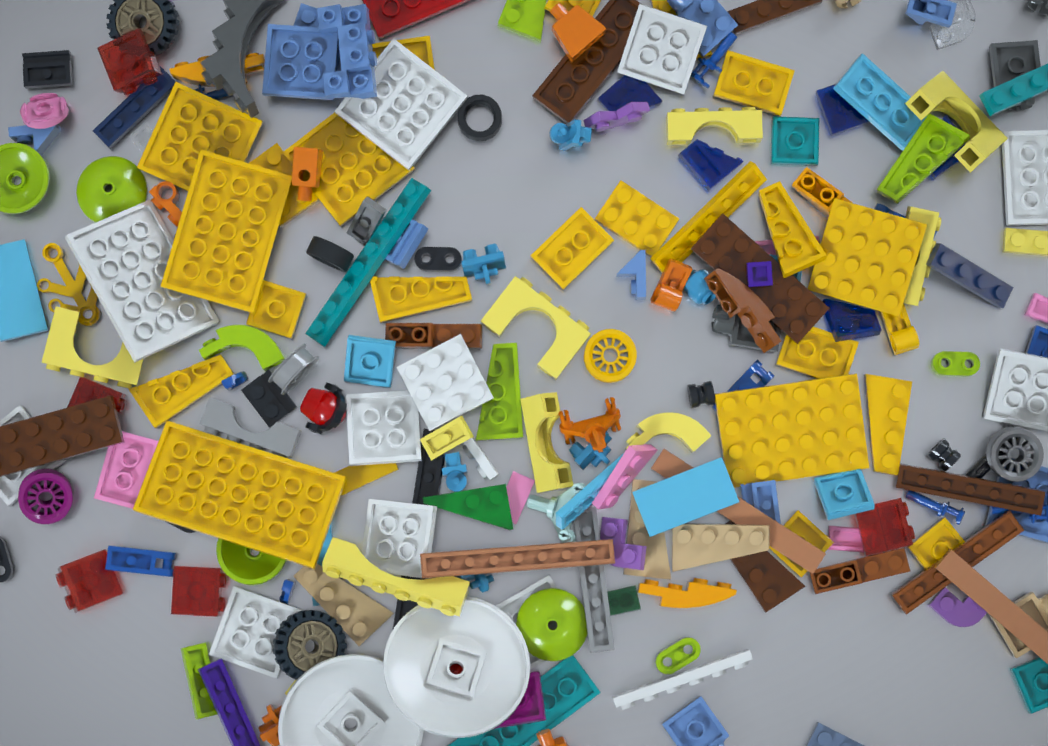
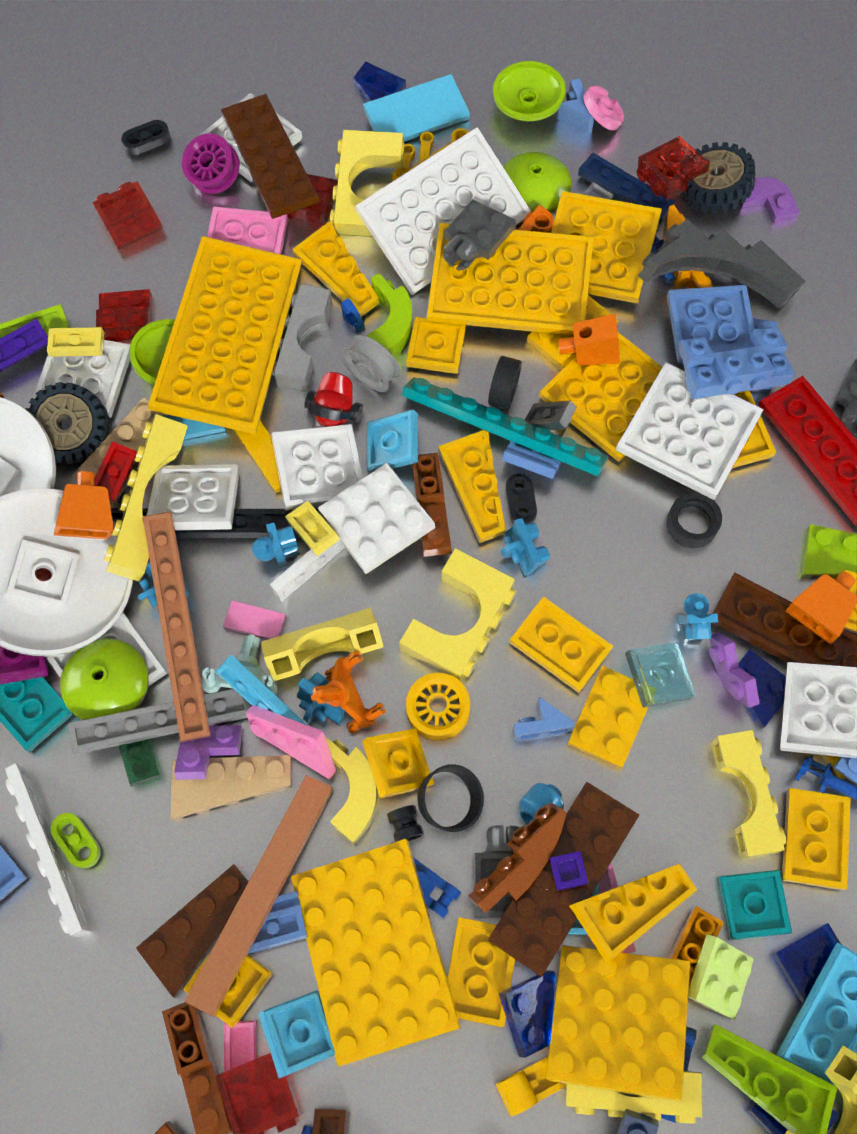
camera: 85 degrees right, 15 degrees down
(47, 69) = (646, 108): black plate -> none
(139, 561) = (151, 255): blue plate -> none
(182, 254) = (475, 234): none -> dark grey plate
(227, 634) = (75, 342): none -> light yellow plate
(268, 399) = (328, 354): black plate -> none
(287, 590) = (129, 398): blue tile -> none
(365, 605) = (115, 470): none -> red plate
(407, 627) = (84, 510): none -> orange torso
(482, 504) = (240, 584): green wing -> none
(502, 415) = (352, 590): lime wing -> none
(609, 174) = (660, 674): none -> clear light blue tile
(653, 393) = (397, 762): none -> yellow plate
(671, 284) = (537, 766): orange plate -> none
(685, 497) = (271, 820): medium azure tile -> none
(696, 339) = (475, 791): none -> black tyre
(696, 593) = (150, 851): light orange slope -> none
(708, 163) = (699, 795): clear blue wing -> none
(710, 543) = (217, 863): tan wing -> none
(724, 202) = (653, 820): yellow plate -> none
(845, 178) = (720, 977): none -> yellowish green plate
(887, 419) = (410, 1084): yellow wing -> none

